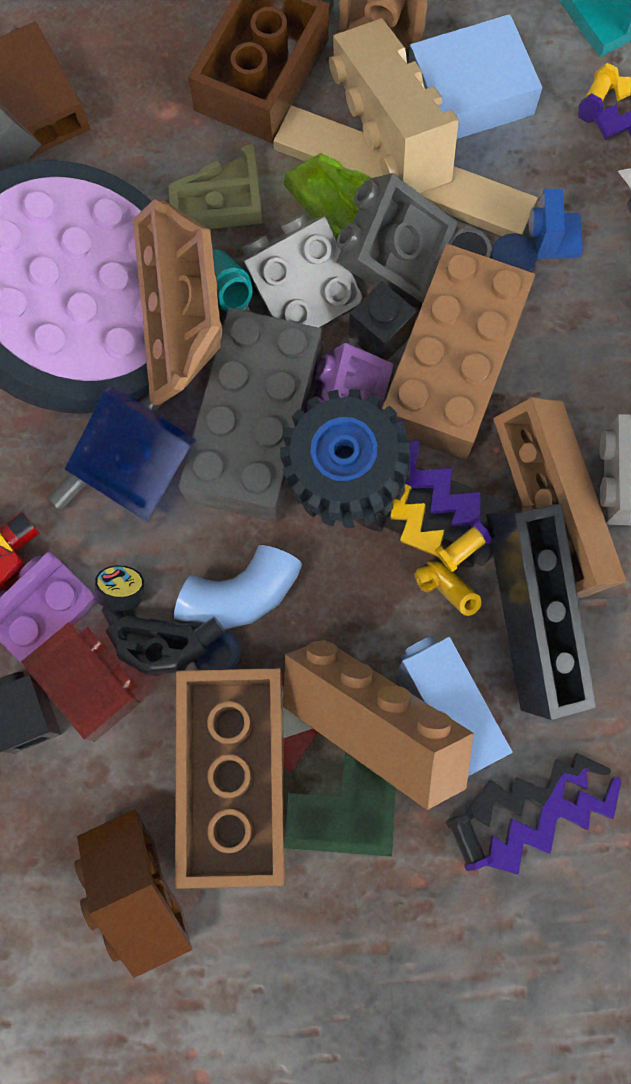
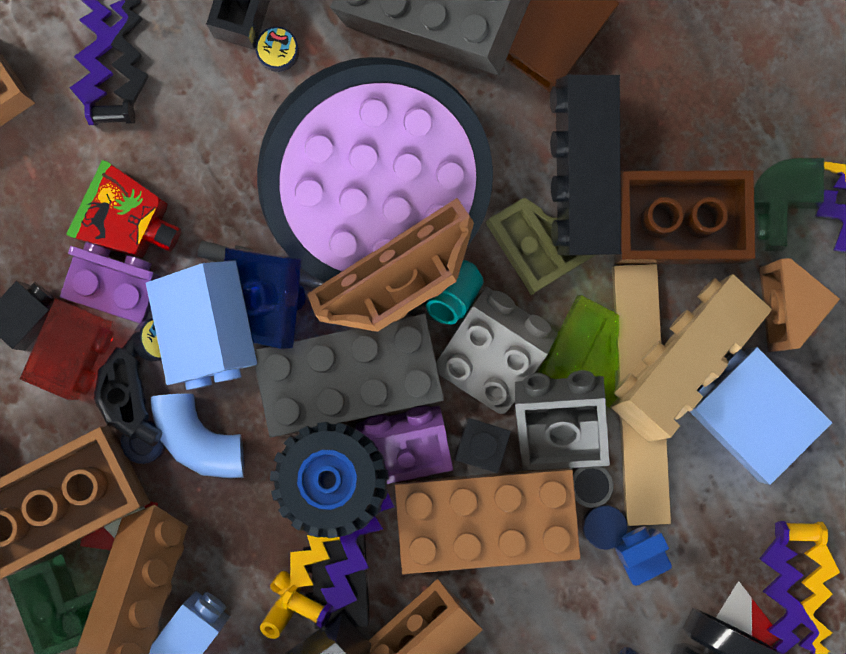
camera: 60 degrees right, 10 degrees up
(126, 525) = (201, 324): none -> light blue brick
(167, 105) = (587, 165): none -> black brick

